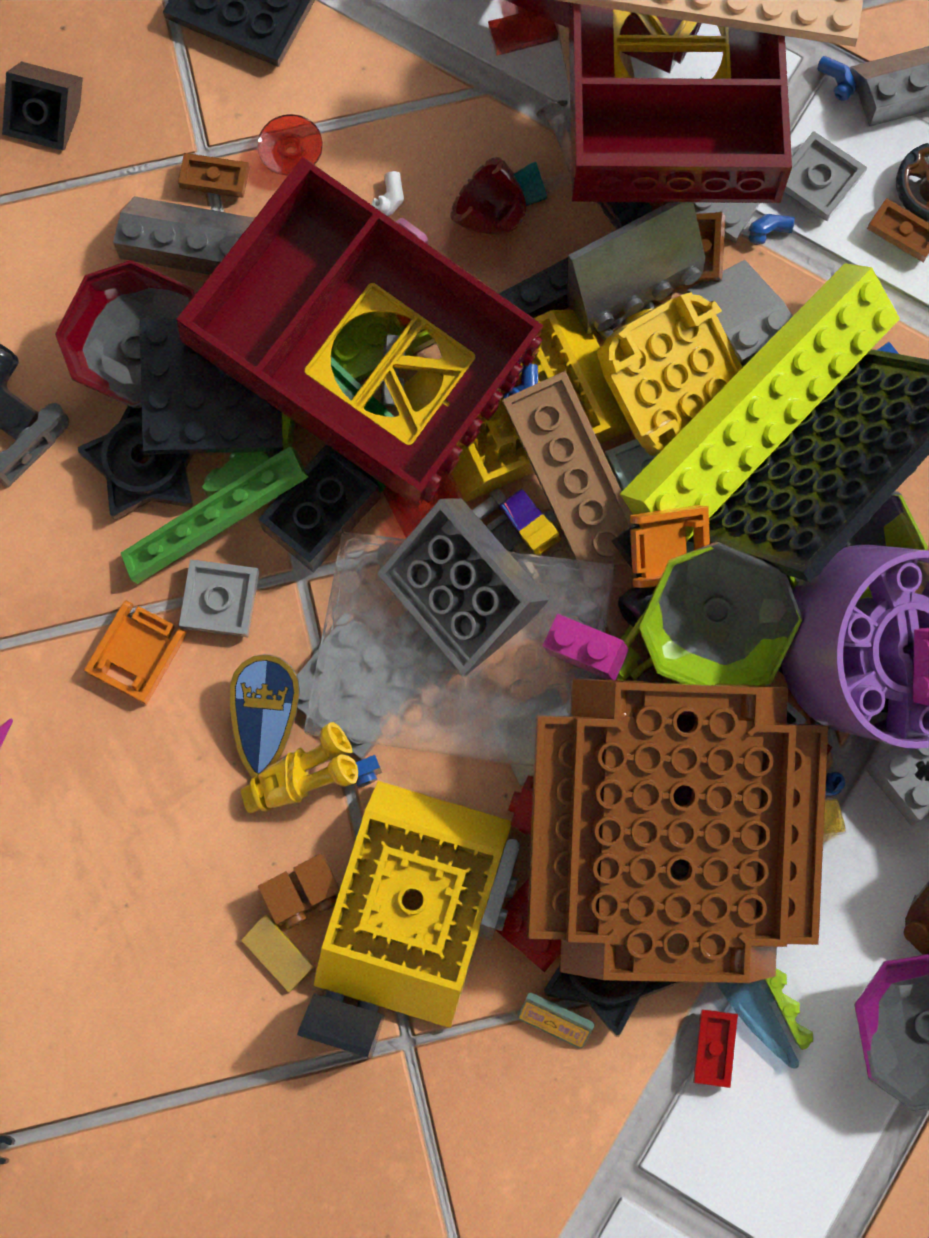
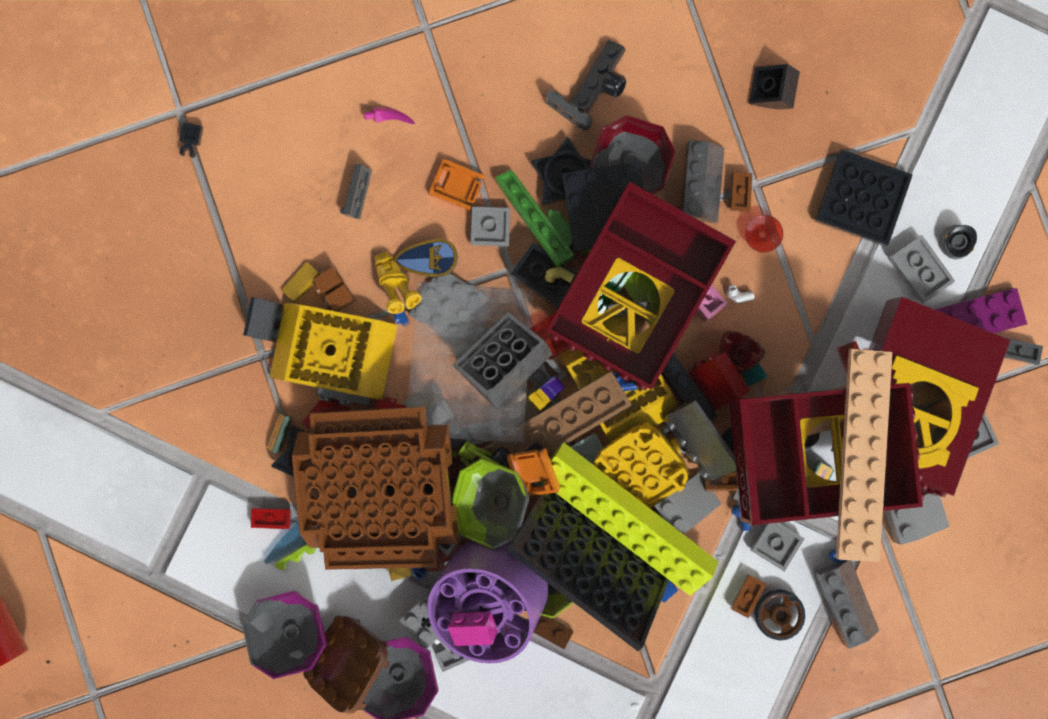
camera: 80 degrees right, 10 degrees up
(125, 831) = (357, 192): none -> dark grey hinge
(318, 478) = (558, 272): none -> light yellow arm
(533, 234) = (718, 380): none -> red brick
(585, 647) = (469, 430): dark pink brick -> none

